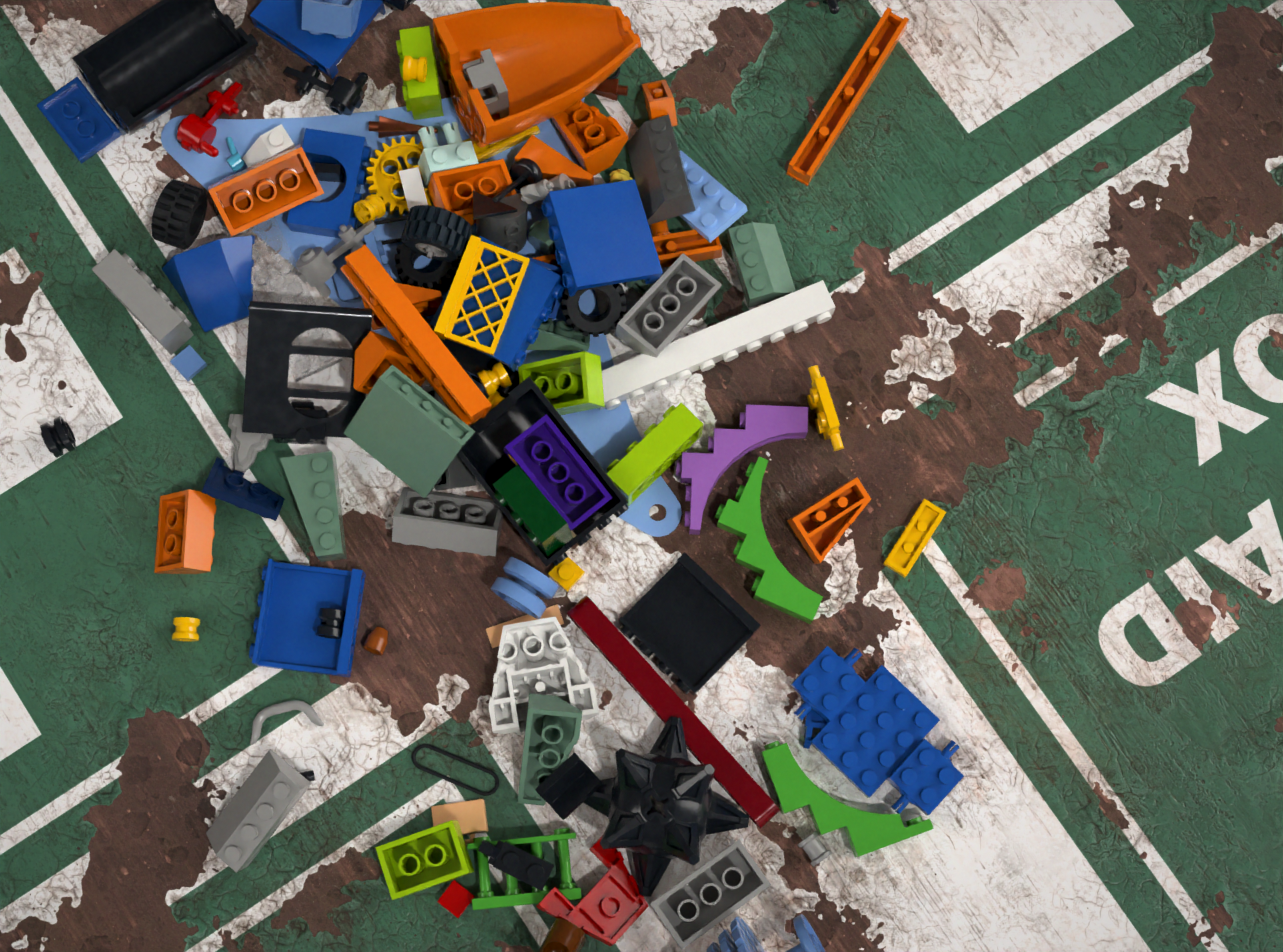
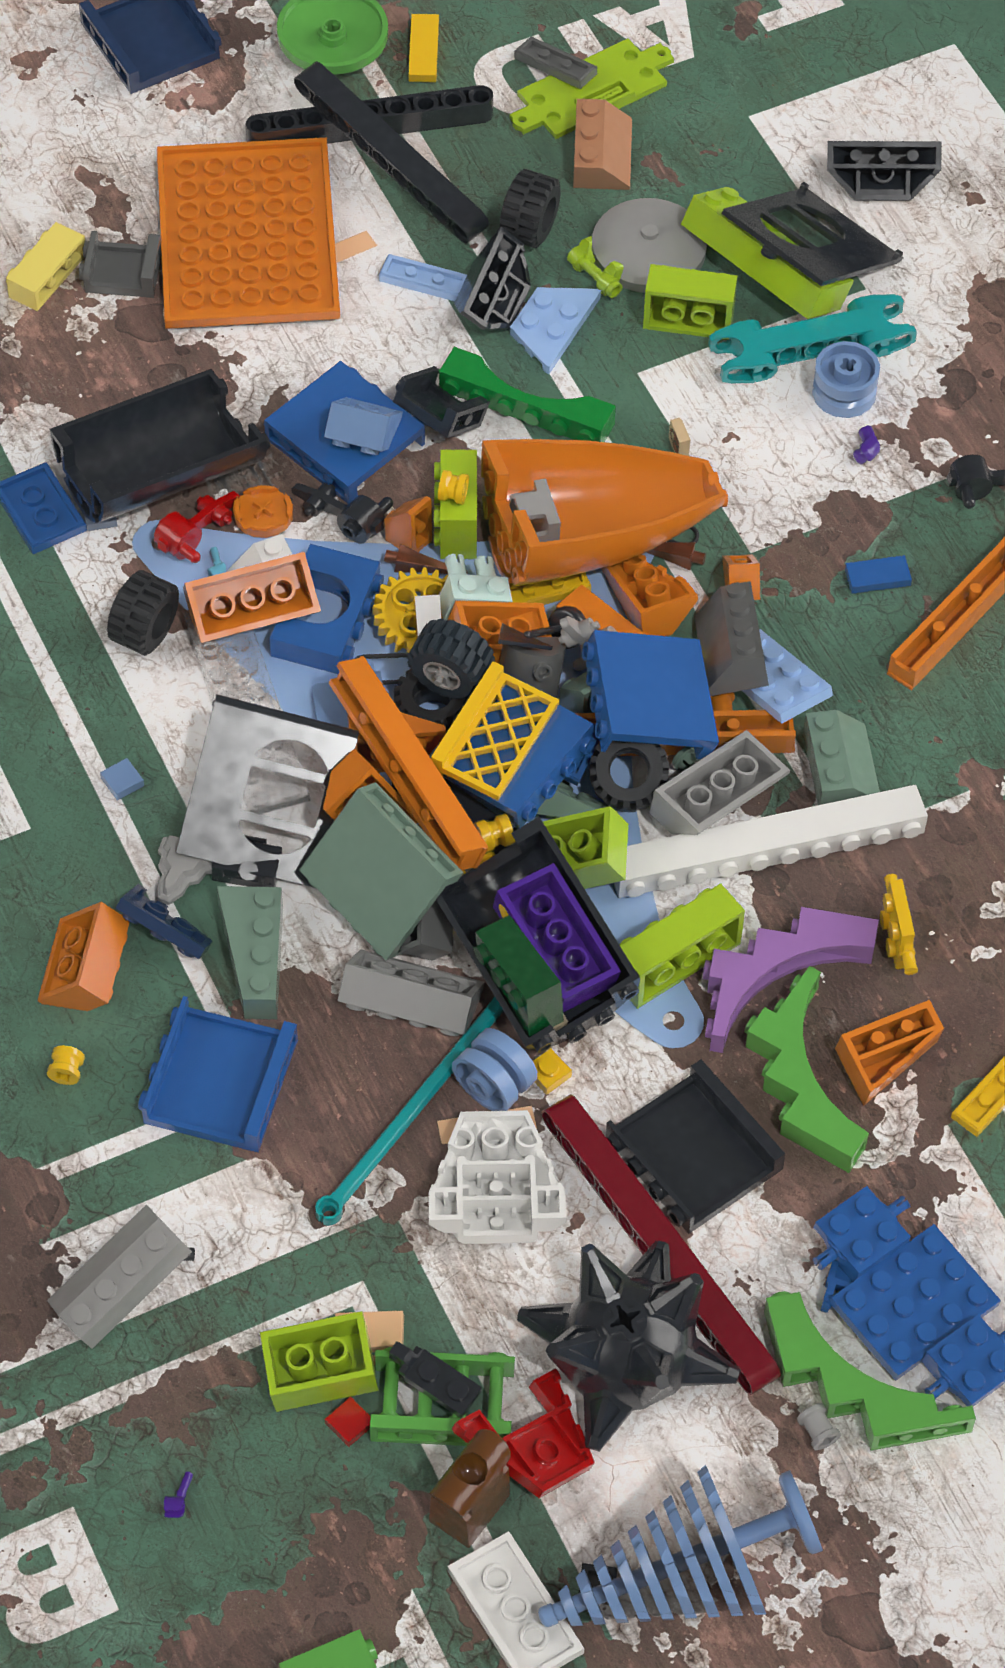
camera: 10 degrees right, 20 degrees down
(144, 300) = (82, 700): light grey brick -> none
(215, 280) = (170, 690): blue wedge -> none
(263, 97) = (263, 511): none -> orange tile
(282, 708) = (164, 1173): light grey animal -> none
(317, 266) = (300, 688): light grey piece -> none
(329, 172) = (330, 596): black tile -> none
(330, 623) = (246, 1079): black wheel -> none
(369, 209) = (371, 638): yellow wheel -> none
(376, 641) = (298, 1113): dark orange hose -> none
(384, 97) = (410, 524): none -> orange slope
(450, 779) = (368, 1287): black piece -> none
(460, 631) = (402, 1120): none -> teal hinge
(548, 739) = (497, 1243): sand green wedge -> none
(569, 786) = (513, 1302): black panel -> none
(710, 894) = (666, 1453): light grey brick -> none
(768, 84) = (878, 574): none -> blue tile

